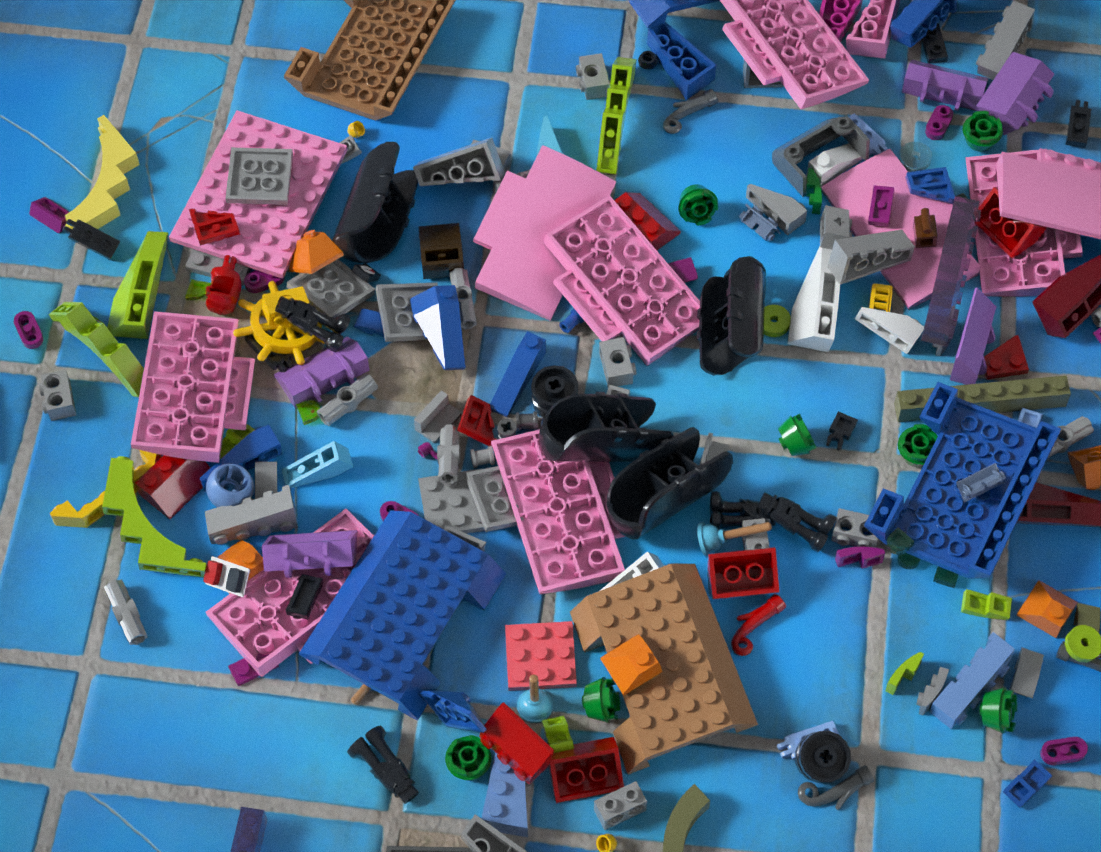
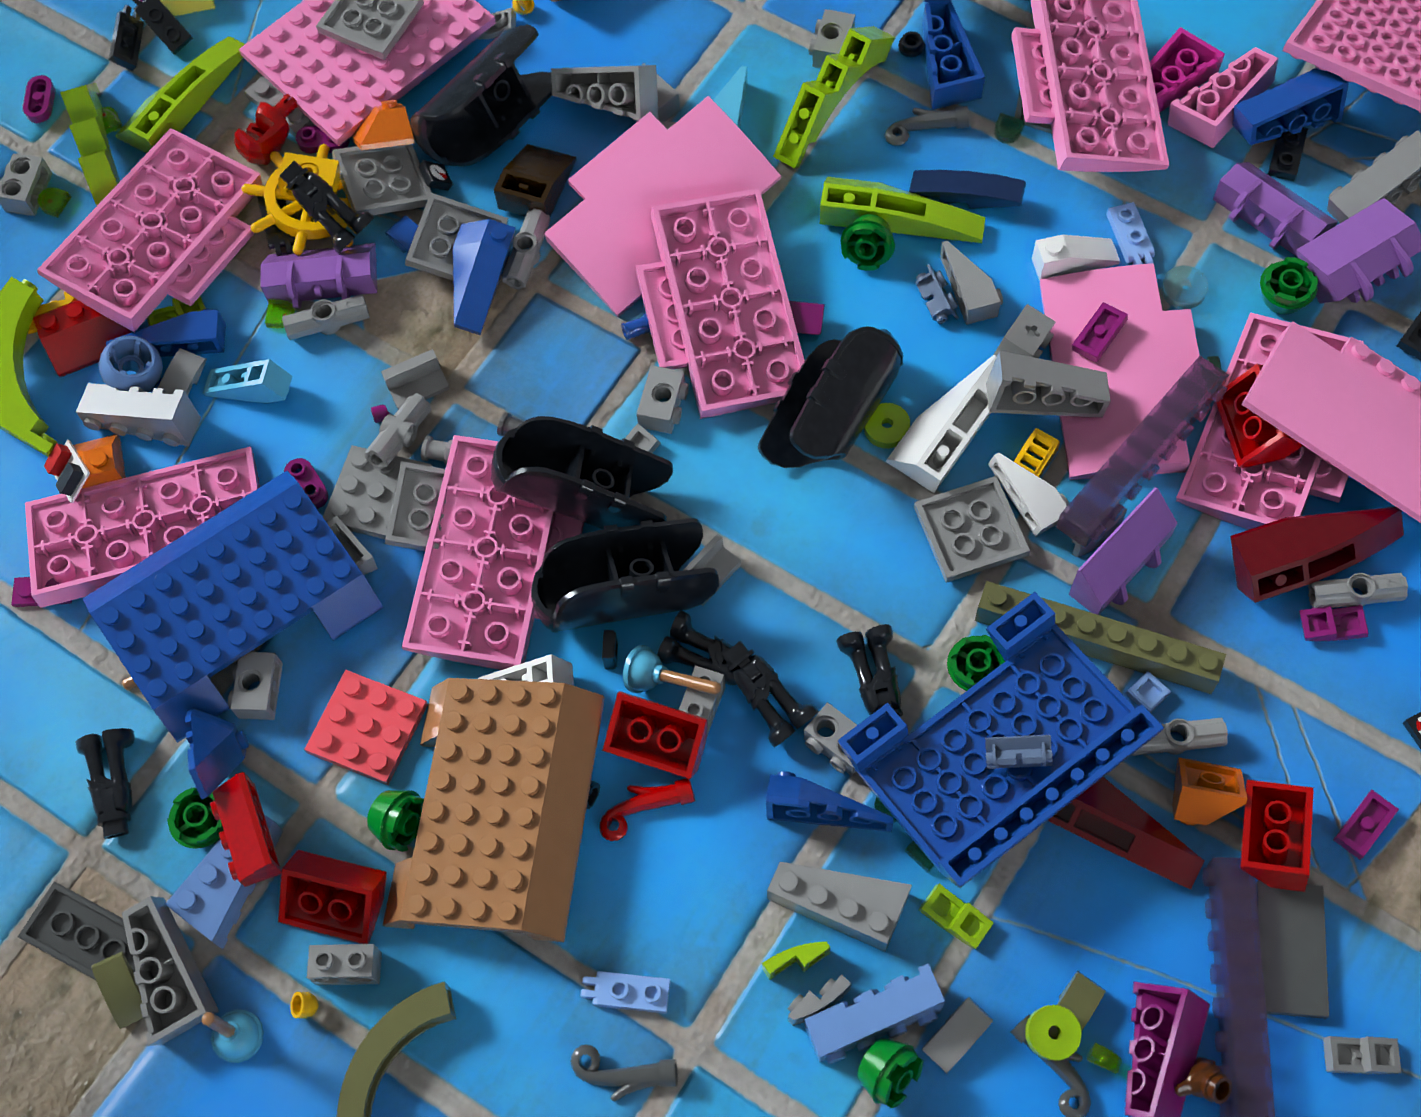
camera: 30 degrees right, 5 degrees up
(70, 261) = (126, 39): none -> black hinge
(85, 399) = (53, 201): none -> clear neon green tile
(196, 290) = (240, 120): clear neon green tile -> none
(213, 226) = (286, 53): red wing -> none
(304, 596) = (134, 532): black tile -> none
(309, 551) = (170, 480): medium lavender piece -> none
(455, 673) = (261, 701): none -> light grey brick
(477, 421) = (457, 403): red wing -> none
(506, 428) = (486, 429): flat silver bush -> none
(518, 374) = (541, 364): blue slope -> none
(534, 703) = (324, 784): medium azure piece -> none
(550, 386) = (566, 397): black wheel -> none
(557, 734) = (324, 837): lime slope -> none
(631, 664) = (446, 791): orange slope -> none
(648, 219) = (797, 237): red slope -> none
(669, 181) = (905, 212): none -> lime wedge
(676, 536) = (610, 649): none -> black tile
(740, 143) = (974, 188): none -> dark blue slope
(744, 94) = (1008, 128): none -> clear green tile
(795, 150) = (1056, 218): dark grey windscreen -> none
(796, 436) = (827, 585): green cone -> none
(814, 191) = (1025, 280): green slope -> none
(836, 756) = (616, 1043): black wheel -> none
(841, 428) = (894, 598): black plate -> none
(859, 576) = (803, 801): none -> blue wedge
(865, 364) = (971, 529): none -> light grey plate
(865, 490) = (884, 686): none -> black piece
(865, 555) = (831, 778): magenta slope -> none
(899, 542) = (873, 783): tile -> none
(916, 625) = (843, 901): none -> light grey wedge
(925, 230) = (1138, 385): reddish brown brick -> none
(931, 184) = (1180, 329): blue wing -> none
(940, 121) = (1242, 253): magenta plate -> none
(1006, 360) = (1160, 599): red wing -> none
(1047, 609) = (1036, 958): orange slope -> none

